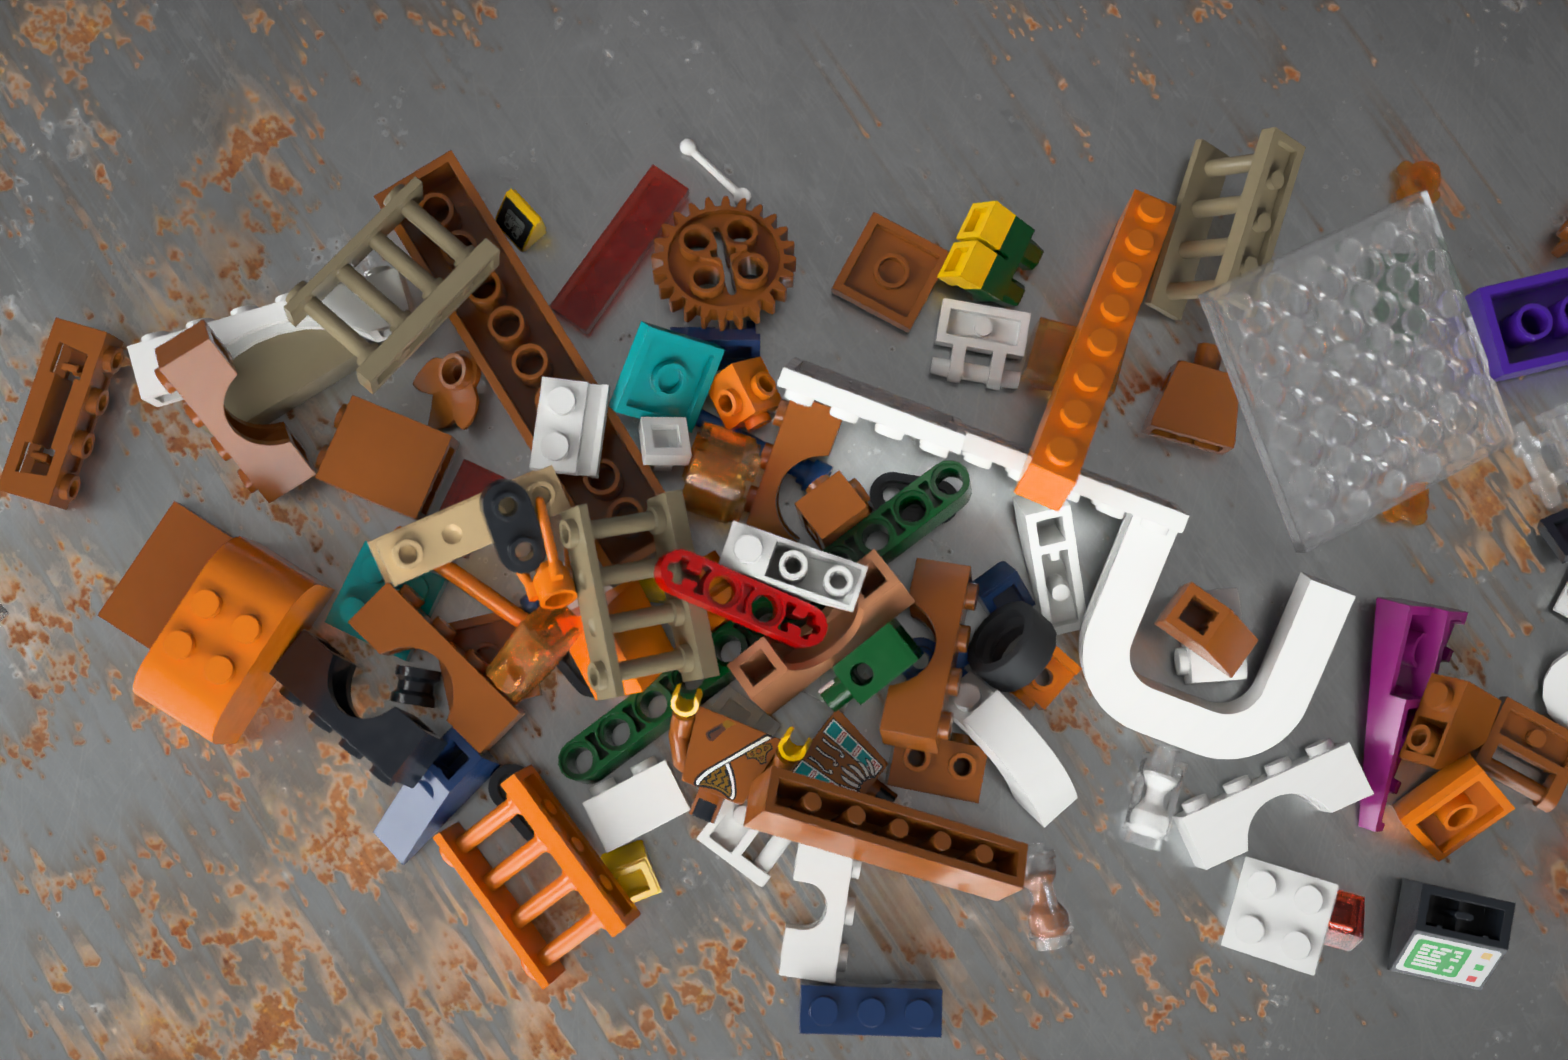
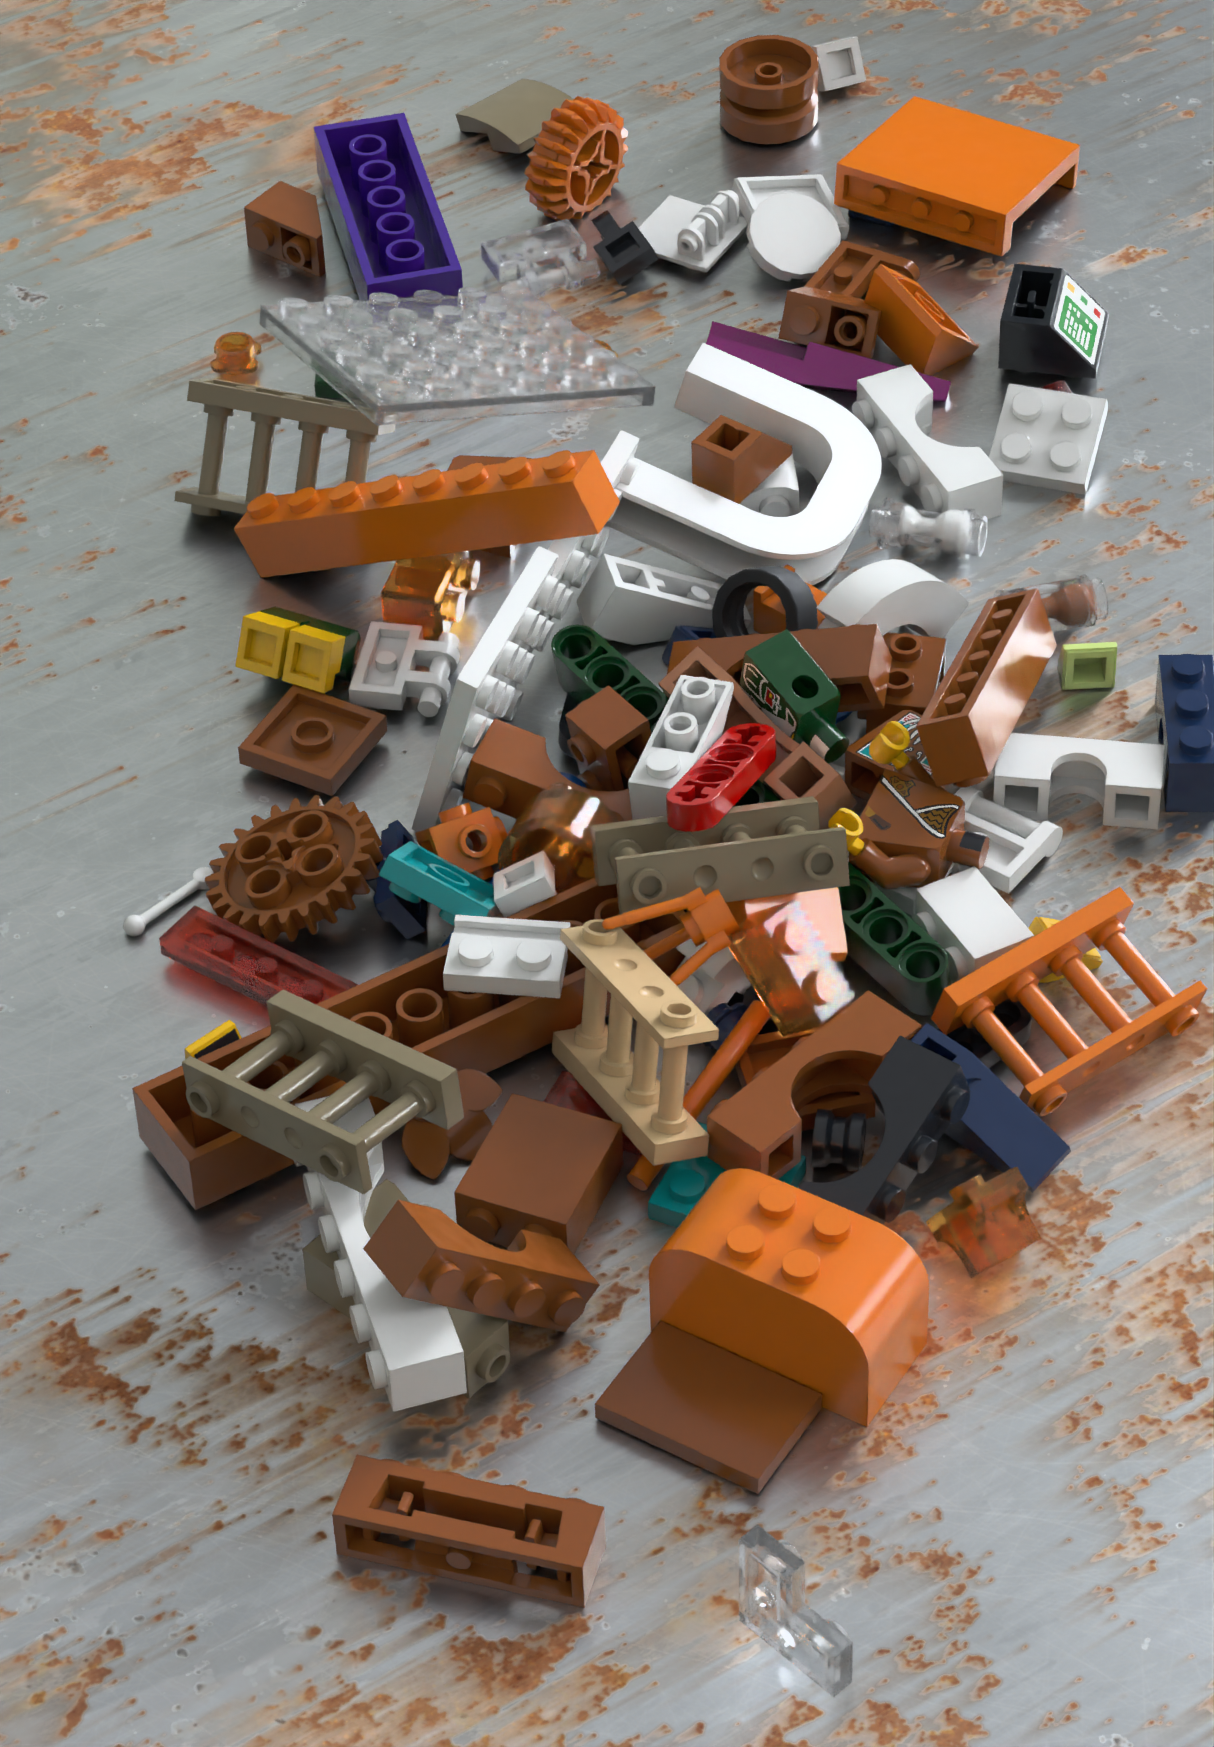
camera: 85 degrees left, 40 degrees down
(315, 790) = (986, 1221): none -> clear orange brick
(513, 527) = (640, 942): black plate -> none
(973, 926) = (1087, 665): none -> yellowish green slope

